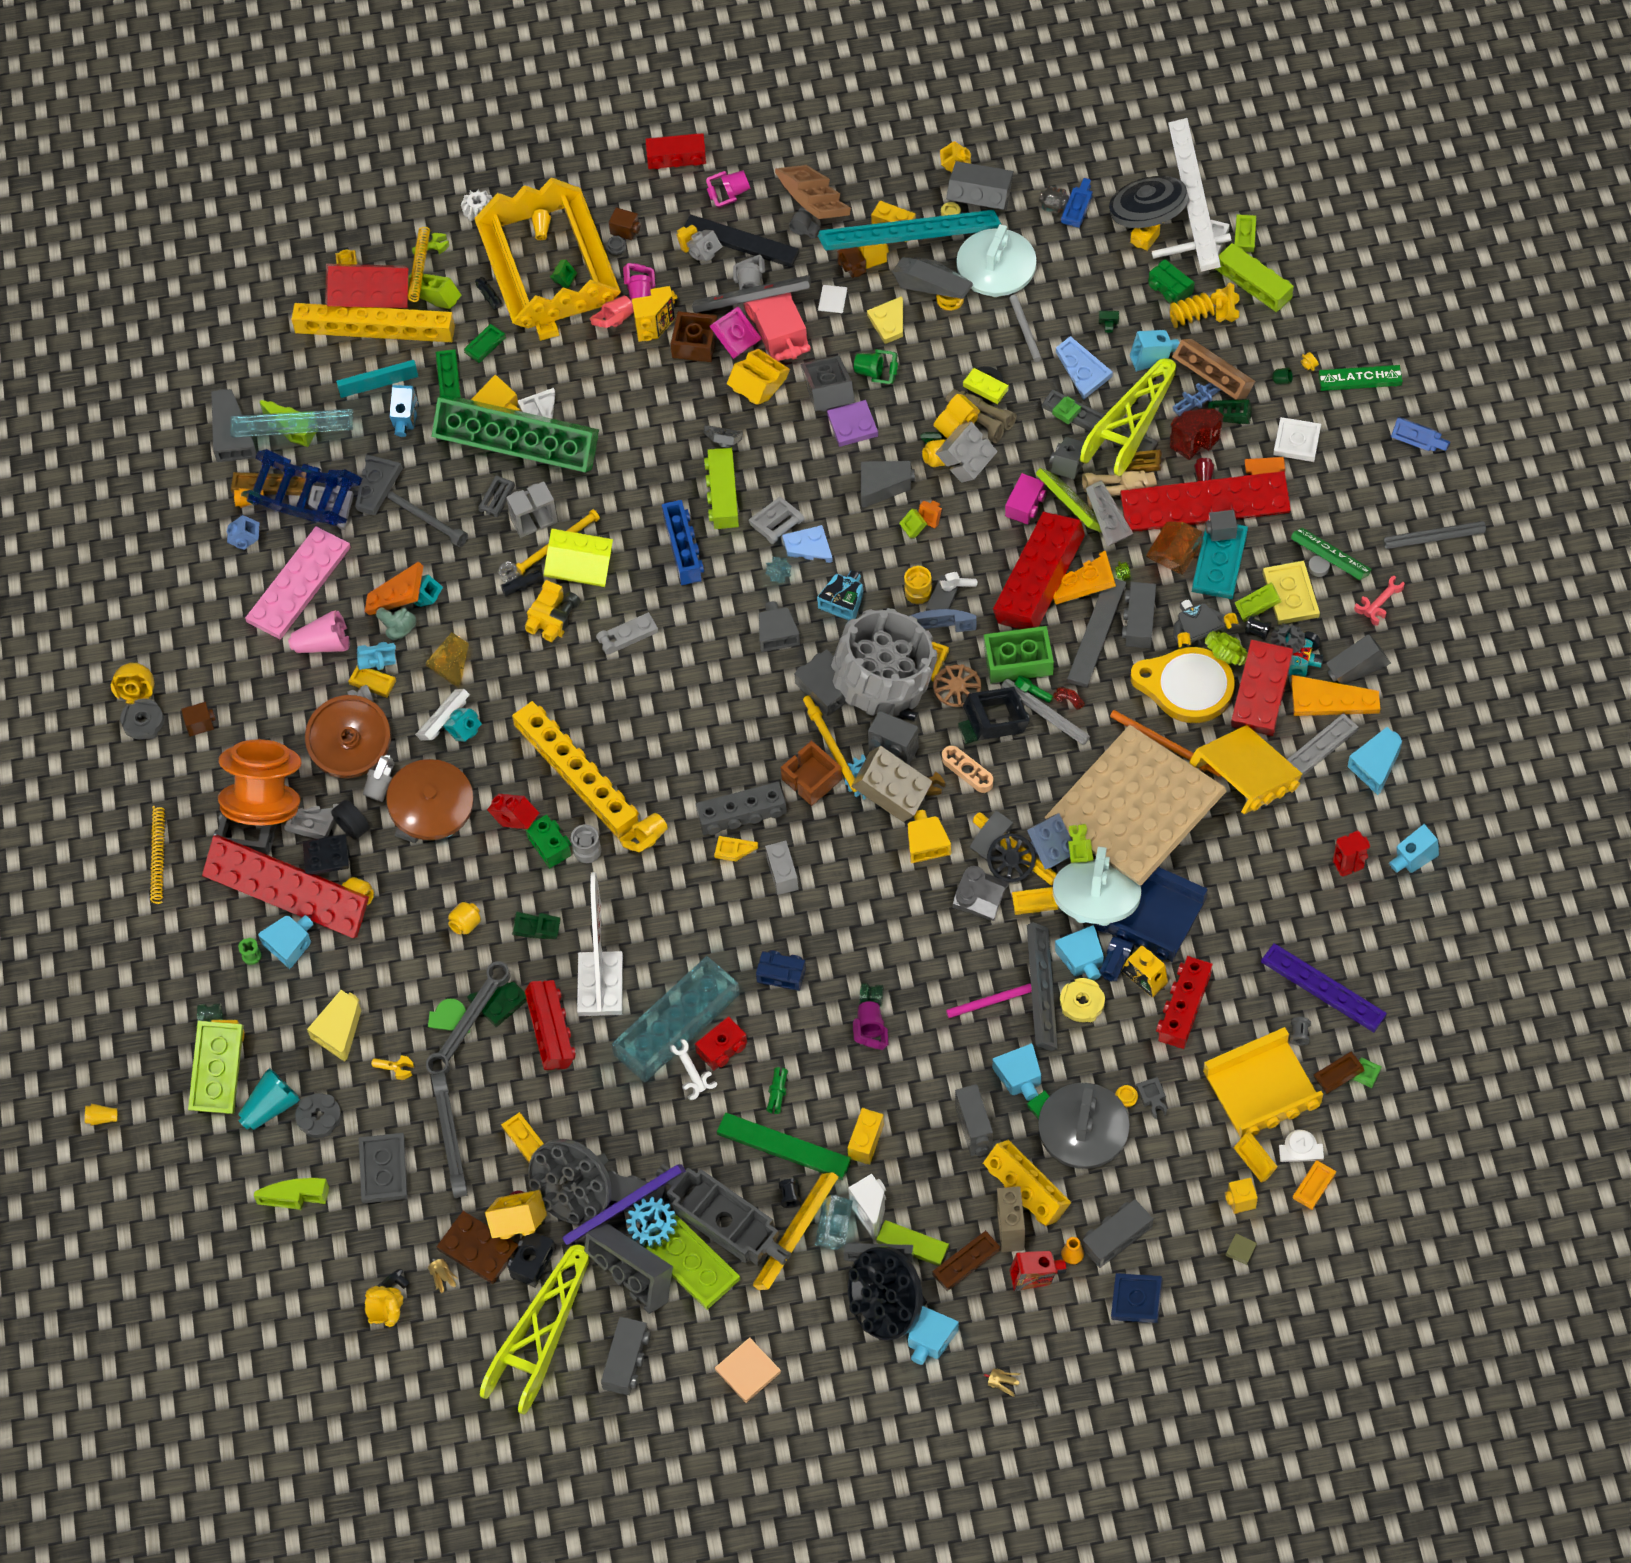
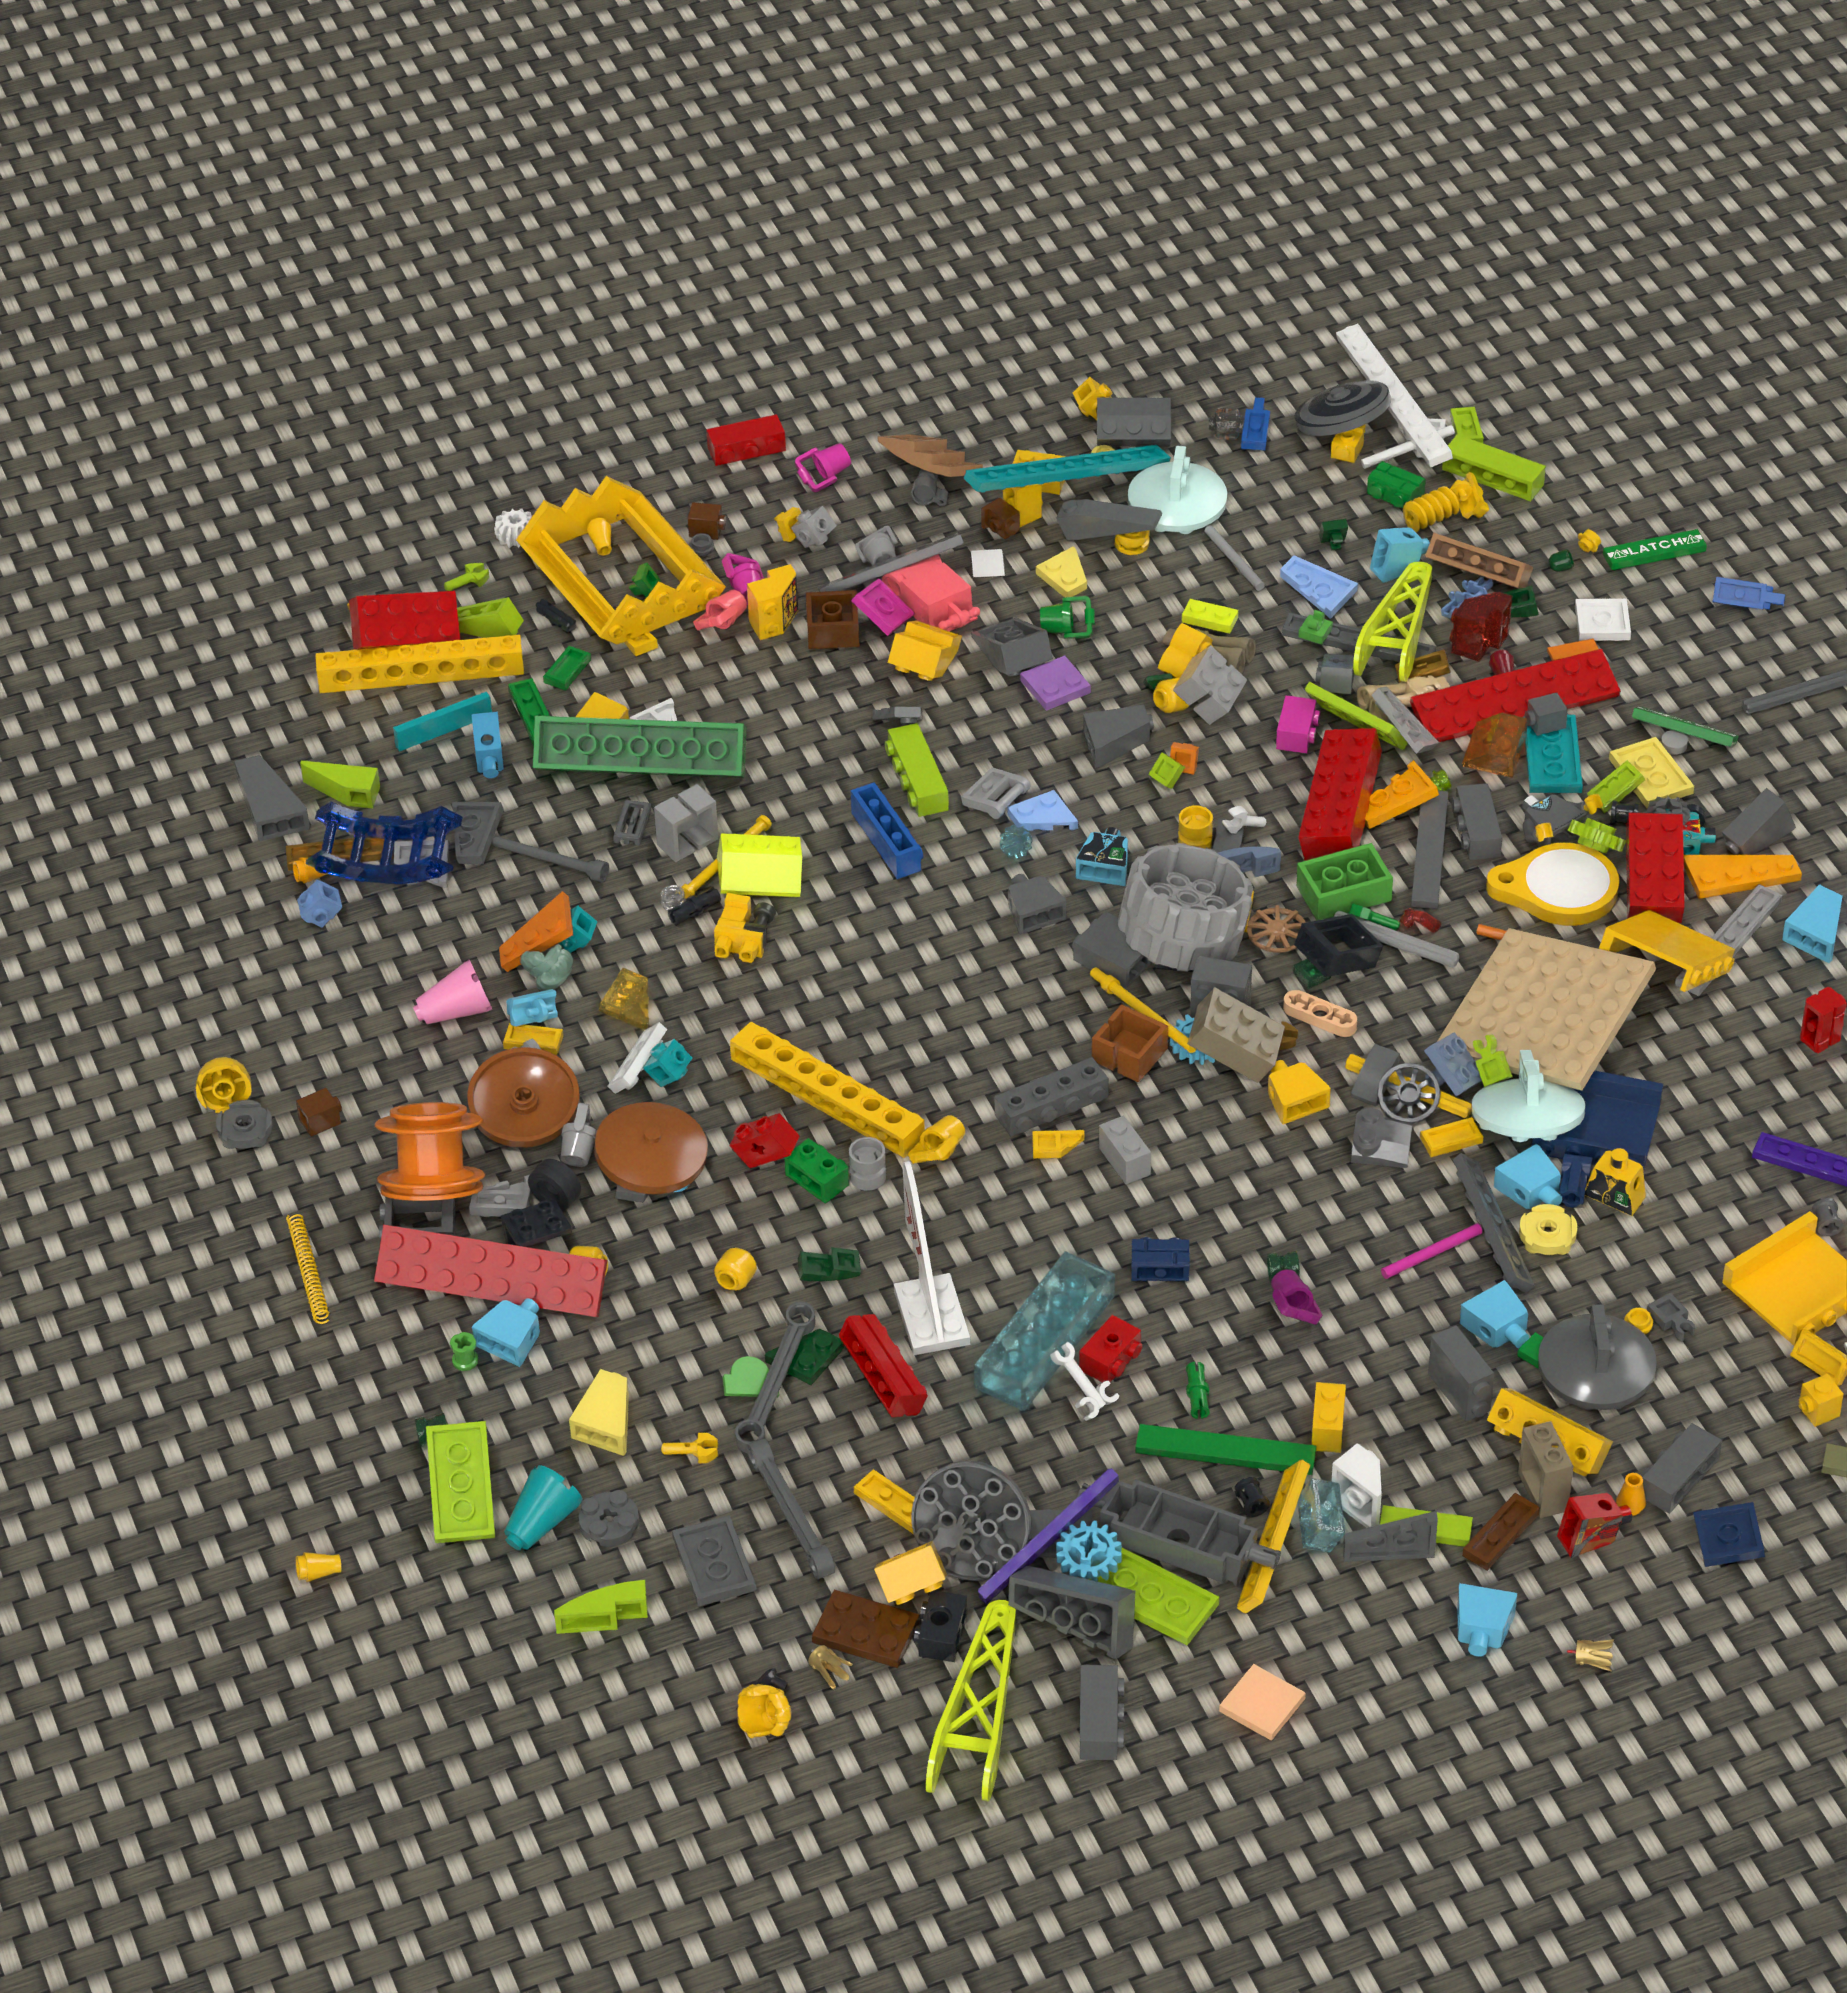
camera: 15 degrees left, 15 degrees down
(291, 423) = (350, 777): clear light blue tile -> none
(298, 583) = (404, 950): bright pink plate -> none
(415, 266) = (456, 583): yellow piece -> none
(627, 633) = (845, 939): light grey plate -> none
(747, 242) = (870, 520): black tile -> none
(886, 1292) = (1415, 1575): black bracket -> none
(1185, 1002) = (1676, 1210): red brick -> none
(1374, 609) = (1756, 776): coral bar -> none

